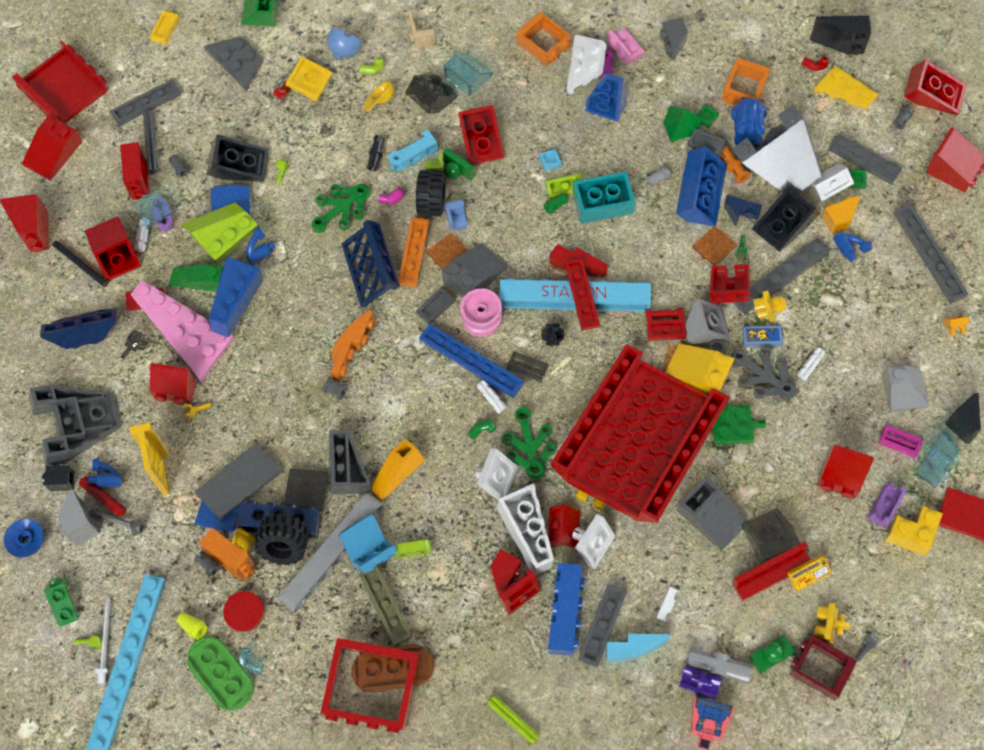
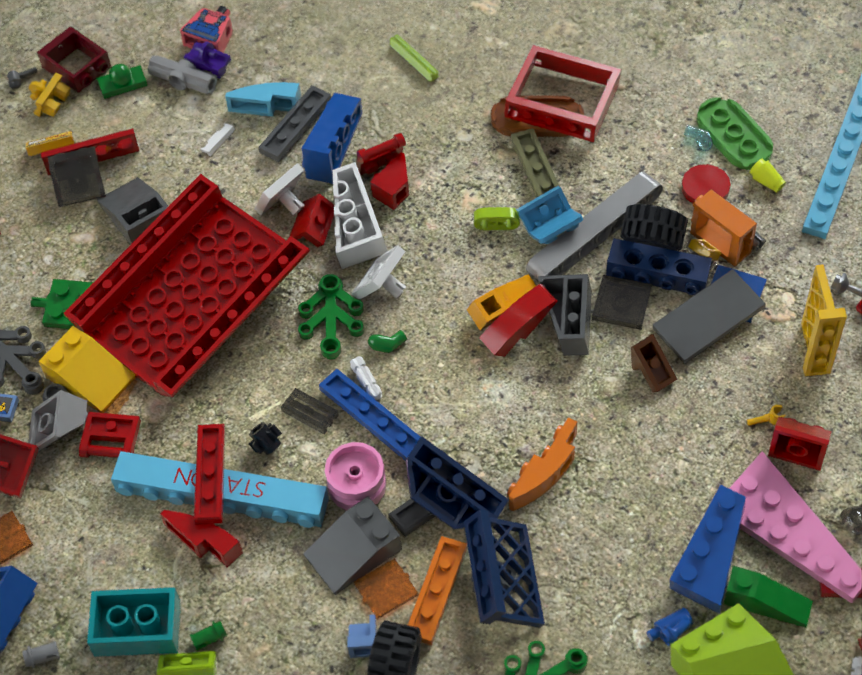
camera: 170 degrees left, 10 degrees down
(279, 431) = (653, 363): none -> reddish brown slope
(335, 388) = (571, 410): dark grey bush -> none
(380, 447) = (518, 320): none -> red slope
(410, 310) = (448, 487): none -> dark blue wedge

